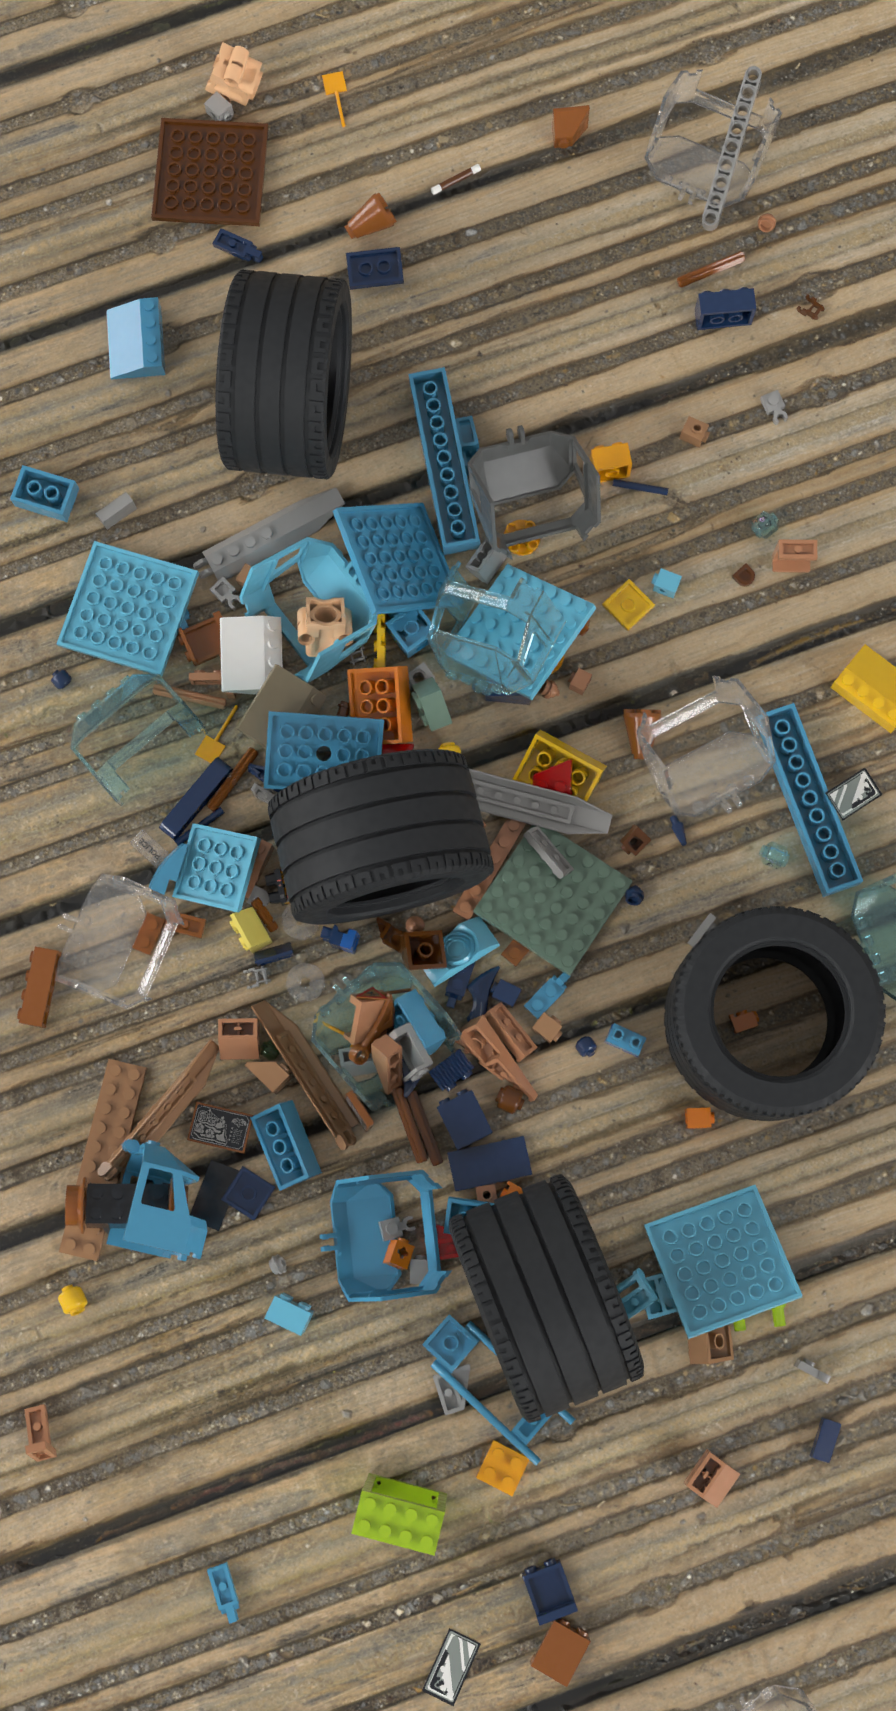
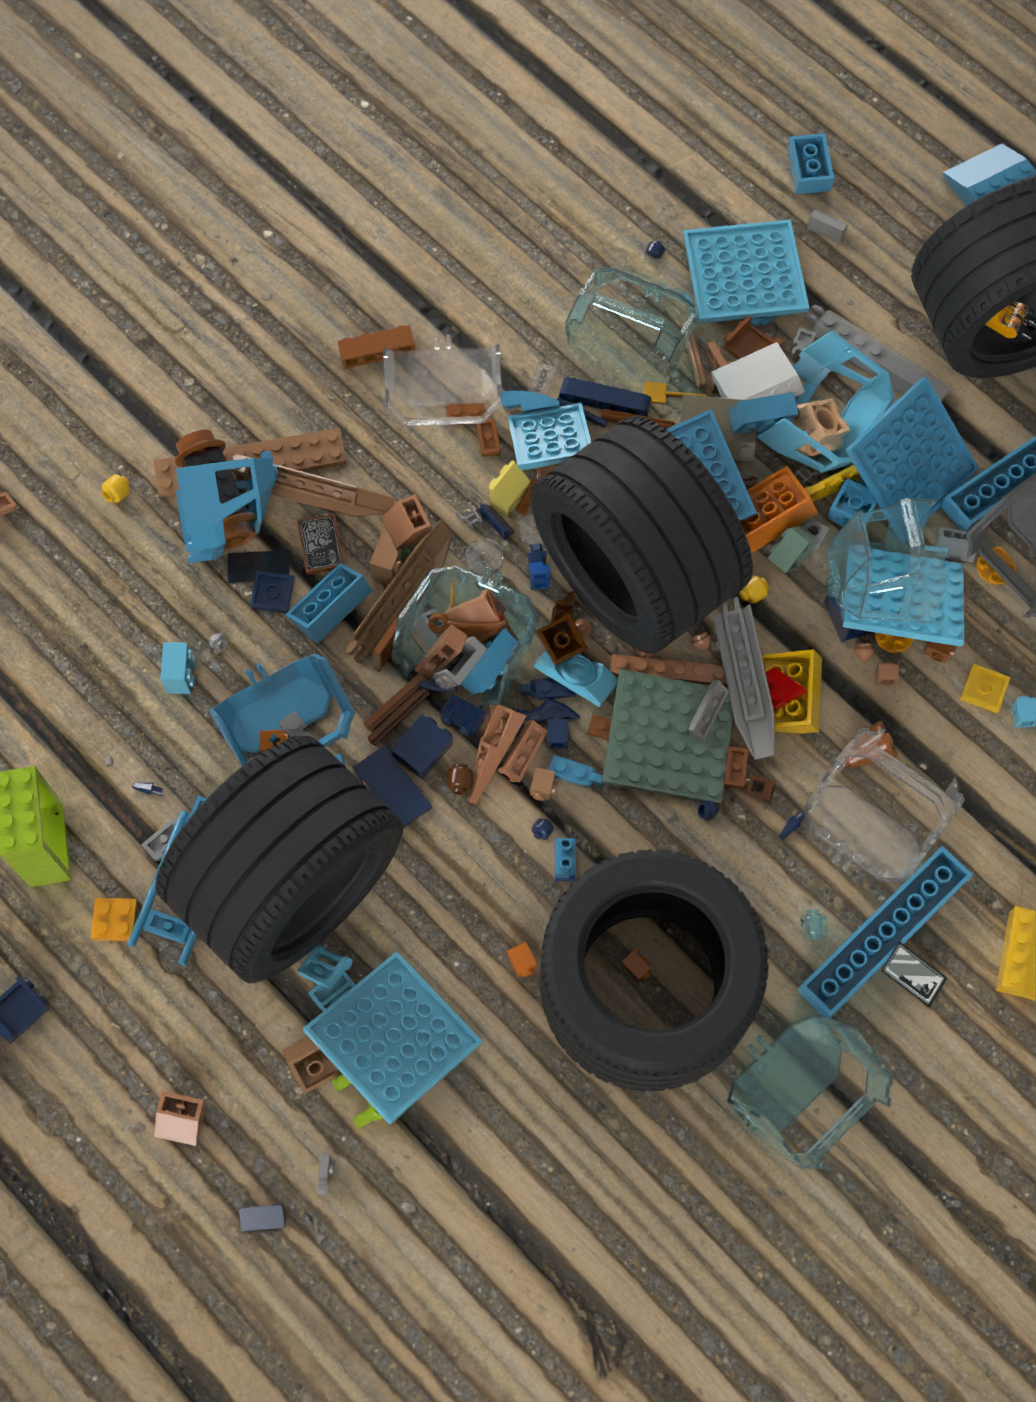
camera: 60 degrees right, 10 degrees down
(296, 667) = (762, 412): none -> dark azure brick
(391, 1388) = (148, 788): none -> bar
(606, 852) = (736, 767): none -> dark orange plate

